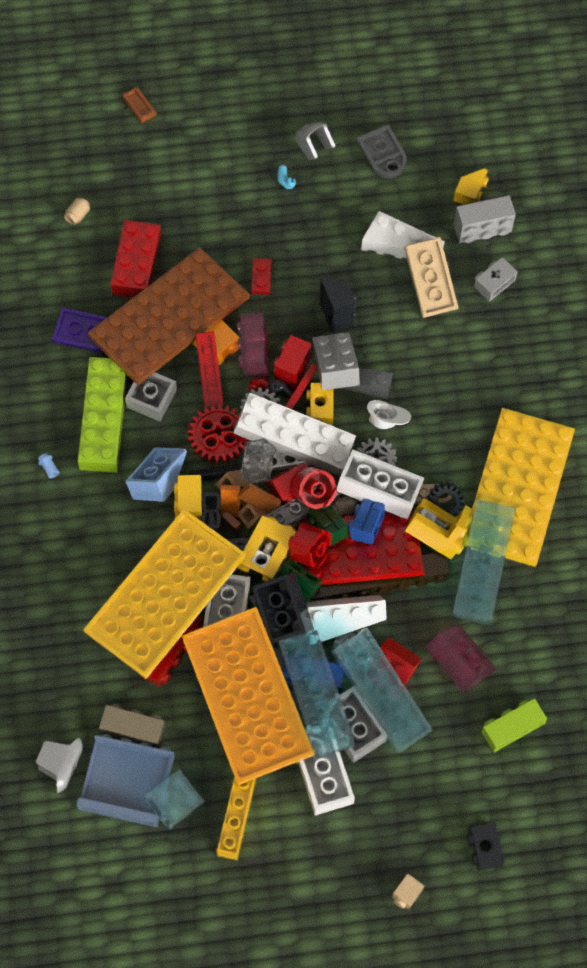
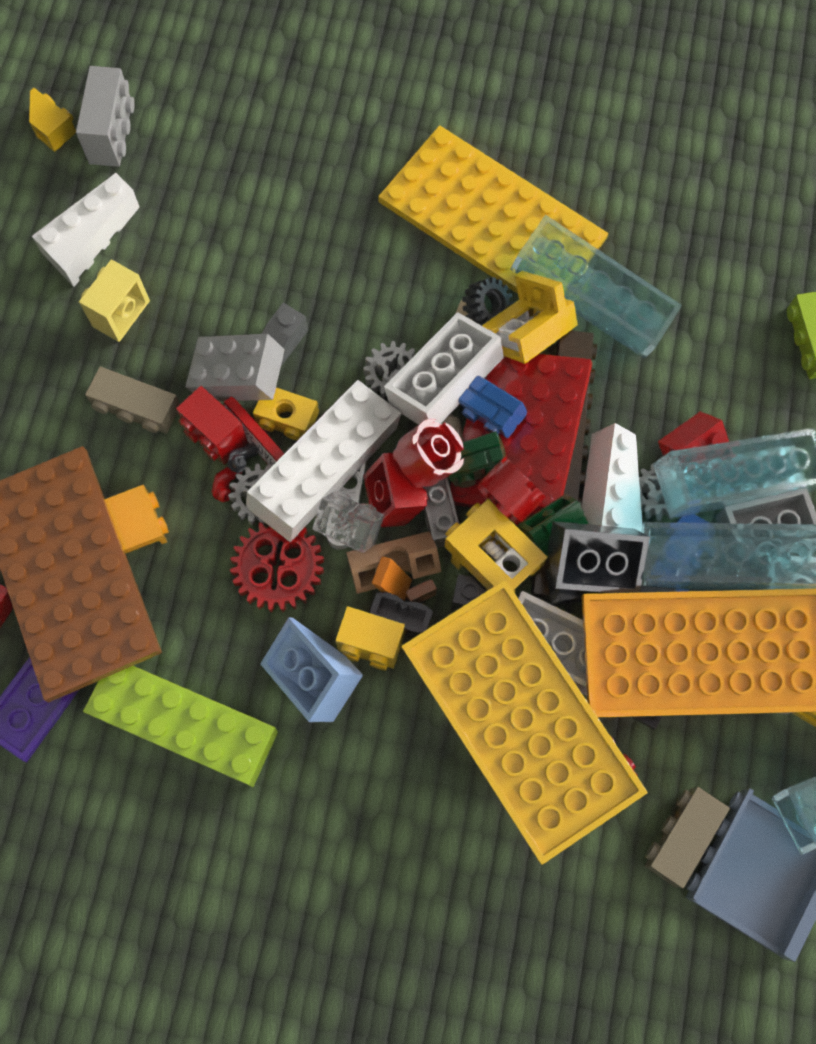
camera: 70 degrees left, 5 degrees up
(48, 465) = (230, 833): light blue pin -> none
(59, 761) = (715, 967): light grey piece -> none
(151, 396) = (183, 640): light grey brick -> none
(209, 369) = (174, 542): red tile -> none
(215, 472) = (333, 589): black axle -> none
(254, 345) = (163, 467): clear pink slope -> none
(259, 498) = (411, 537): dark orange tile -> none
(261, 276) = (55, 427): red plate -> none
(293, 311) = (132, 400): none -> dark tan brick
(337, 304) = (149, 335): black slope -> none
(356, 273) = (114, 300): none -> light yellow brick
(387, 415) = (337, 333): white piece -> none
(431, 277) = (159, 208): tan tile -> none
(460, 657) = (710, 365): clear pink slope -> none
(495, 279) = (194, 139): light grey brick -> none

